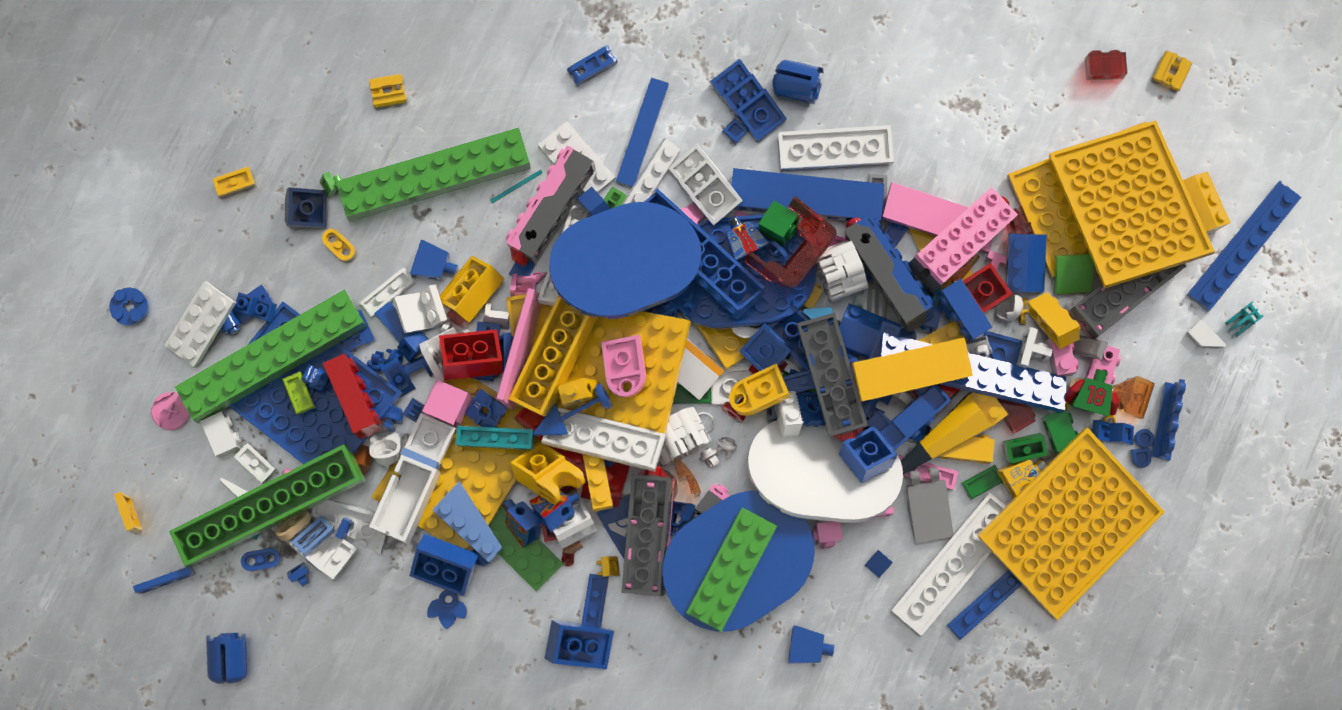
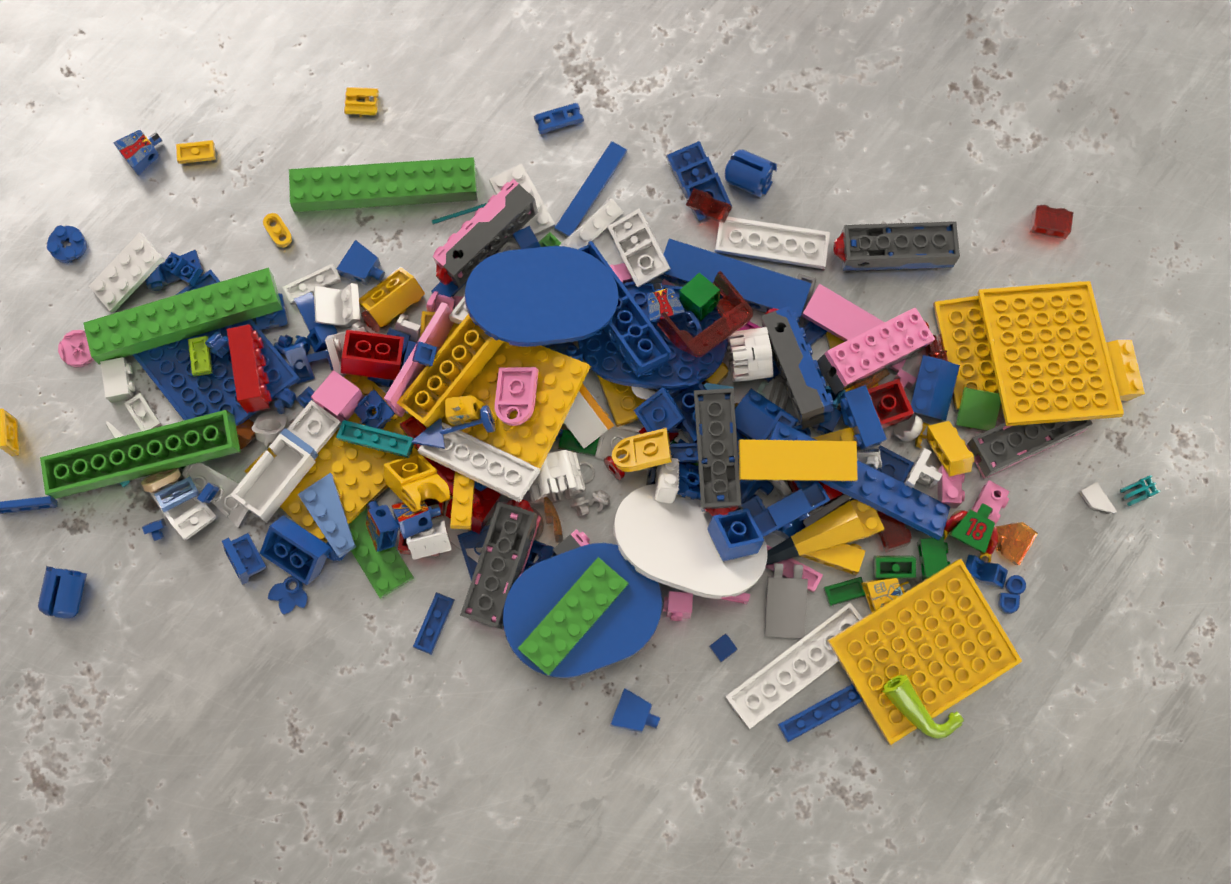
camera: 15 degrees right, 5 degrees down
(175, 192) = (138, 149): none -> torso
(261, 559) = (123, 506): blue plate -> none
(305, 208) = (255, 189): dark blue slope -> none
(329, 183) = (283, 172): bright green tile -> none
(394, 583) = (243, 557): none -> blue bracket
(525, 345) = (424, 354): none -> blue plate
(568, 553) = (421, 567): arm -> none
(578, 645) = (407, 659): blue slope -> none
(609, 566) = (457, 589): yellow tile -> none
(735, 131) = (678, 207): blue tile -> none
(765, 125) = (708, 206): none -> clear red slope
(960, 125) = (898, 246): none -> dark grey piece
(1064, 575) = (905, 698): none -> lime animal
(1090, 347) = (979, 483): light grey tile -> none
(1167, 420) = (1043, 571): blue fence -> none
(1168, 61) = (1119, 233): yellow piece -> none
(1244, 246) = (1153, 421): blue plate -> none

